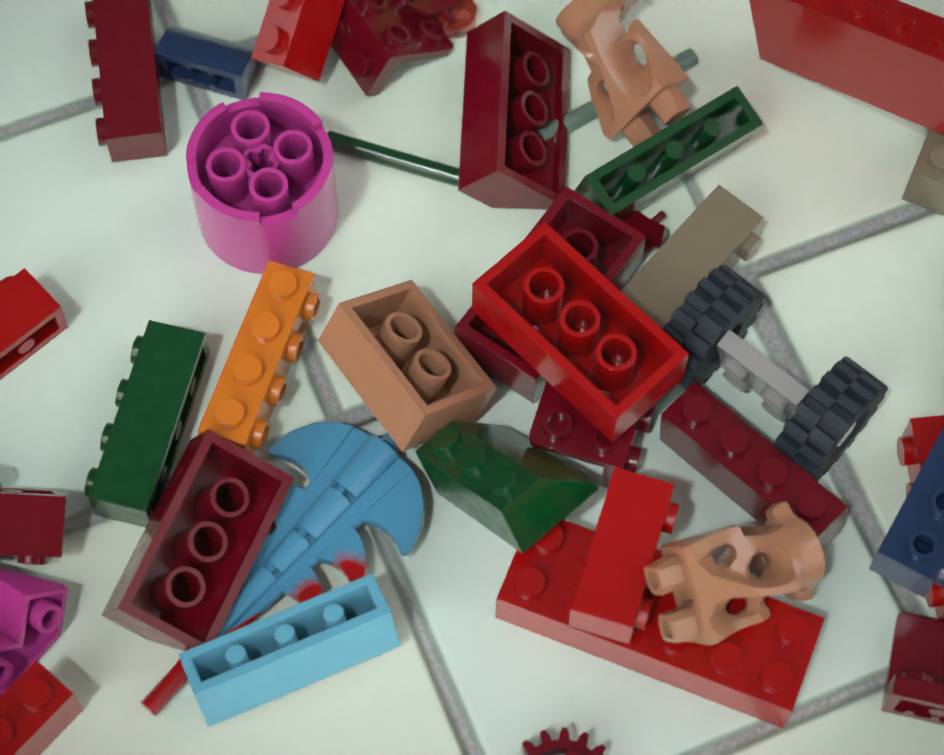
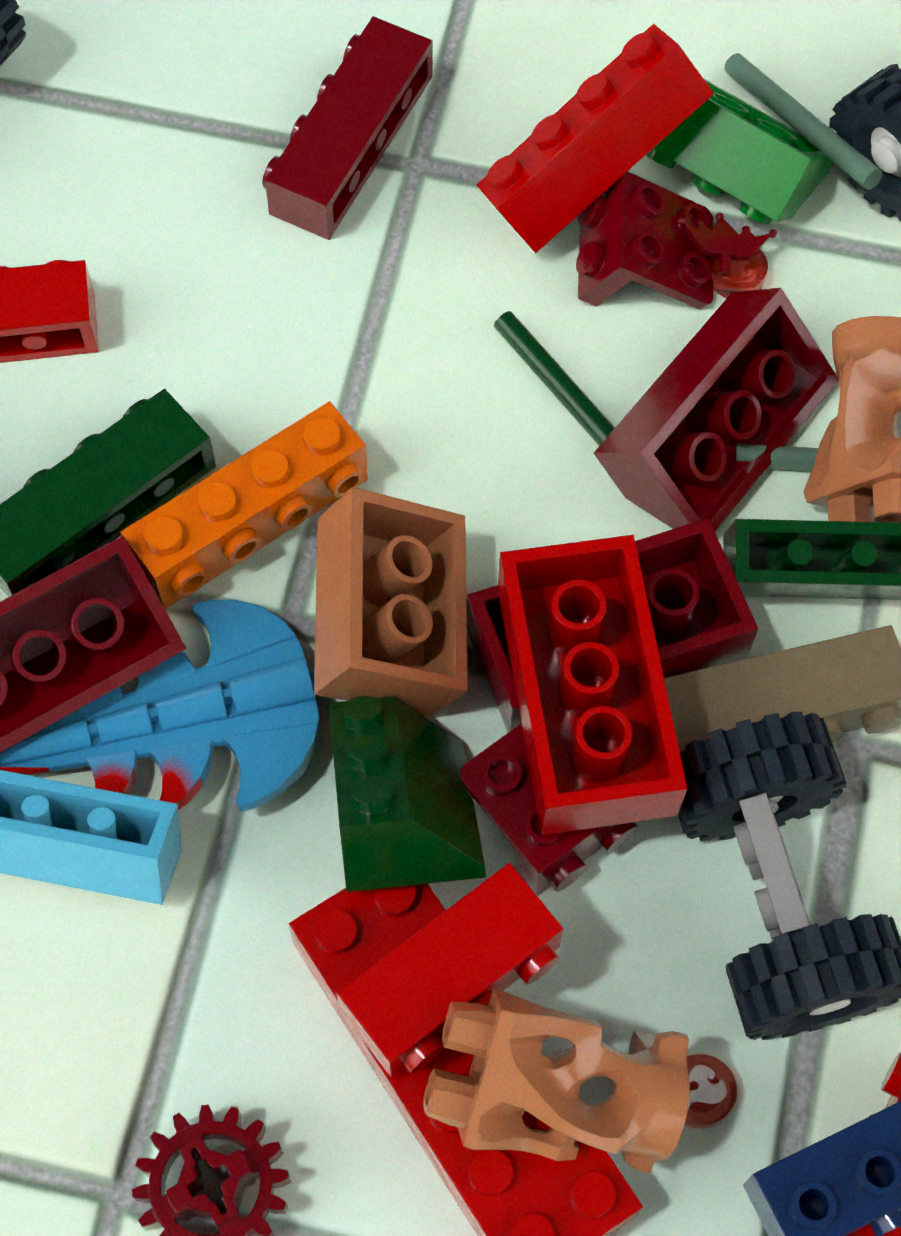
camera: 35 degrees right, 0 degrees up
(206, 62) = (434, 165): dark blue brick -> none
(263, 182) = (385, 316): dark pink brick -> none
(654, 231) = (775, 625): dark red piece -> none
(745, 463) = (692, 974): dark red brick -> none

